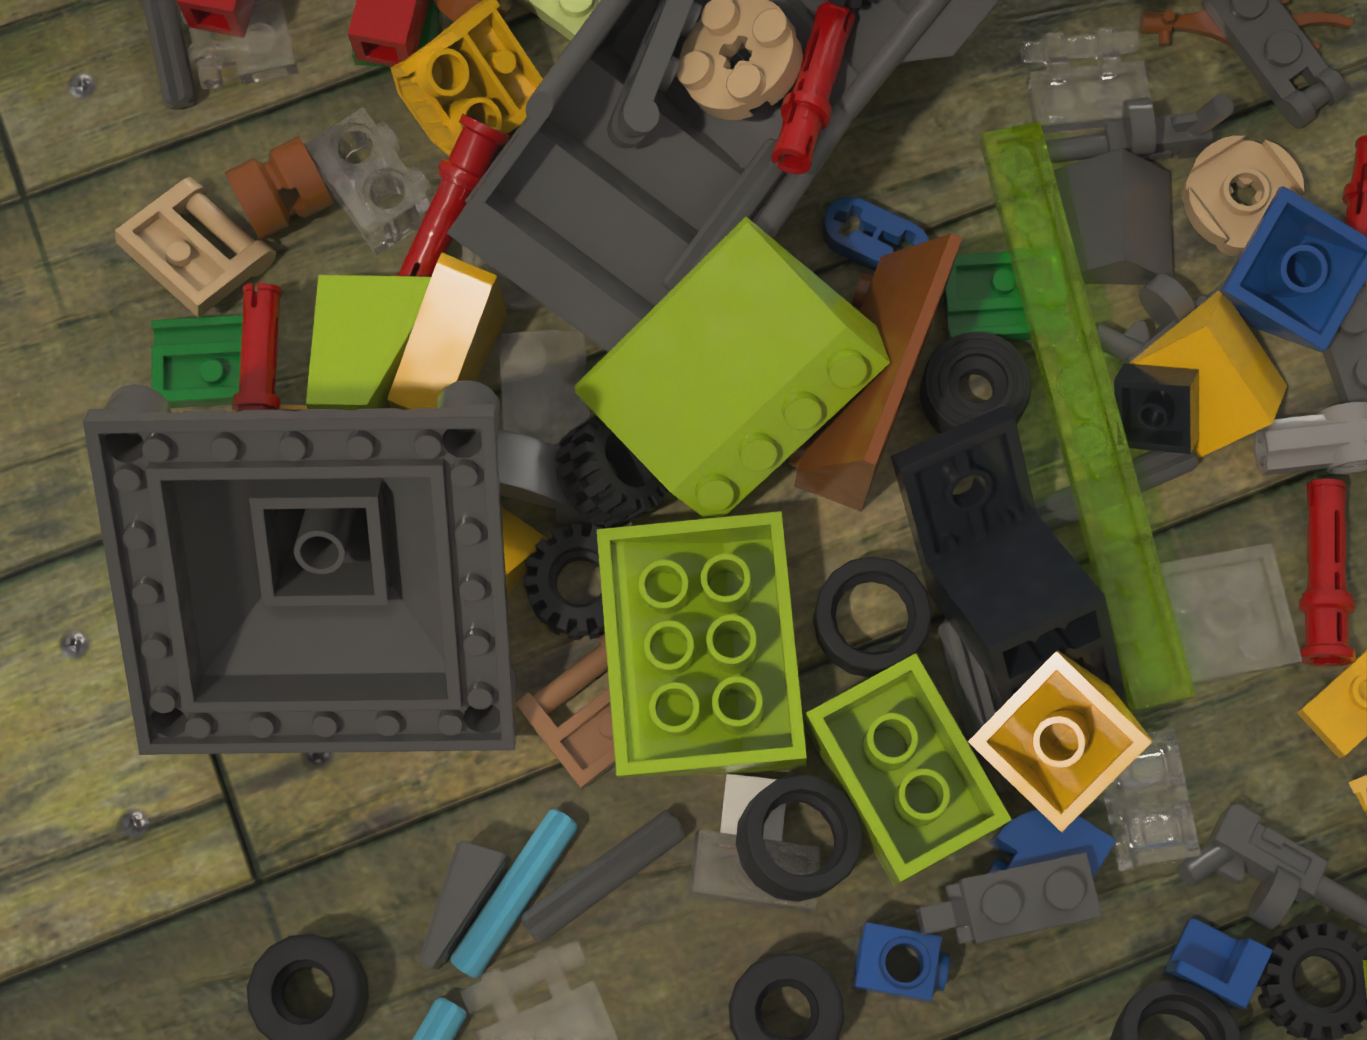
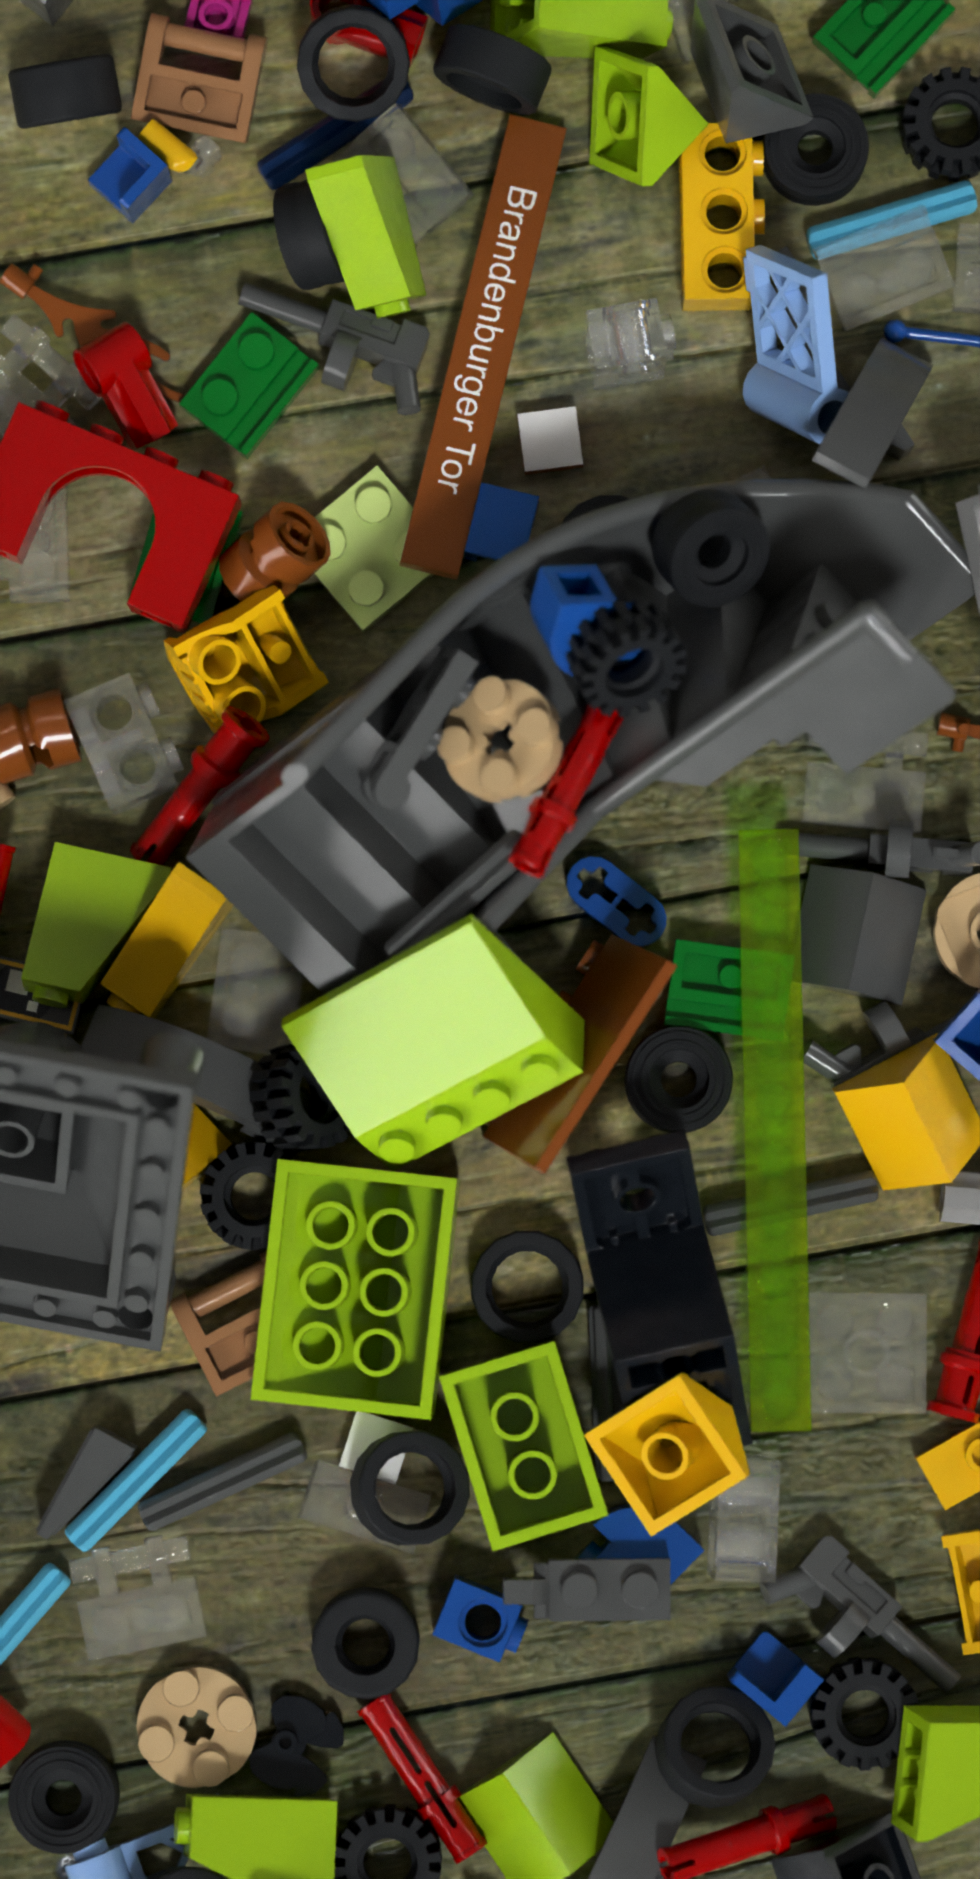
camera: 10 degrees right, 10 degrees up
(1158, 407) = (846, 1141): black piece -> none

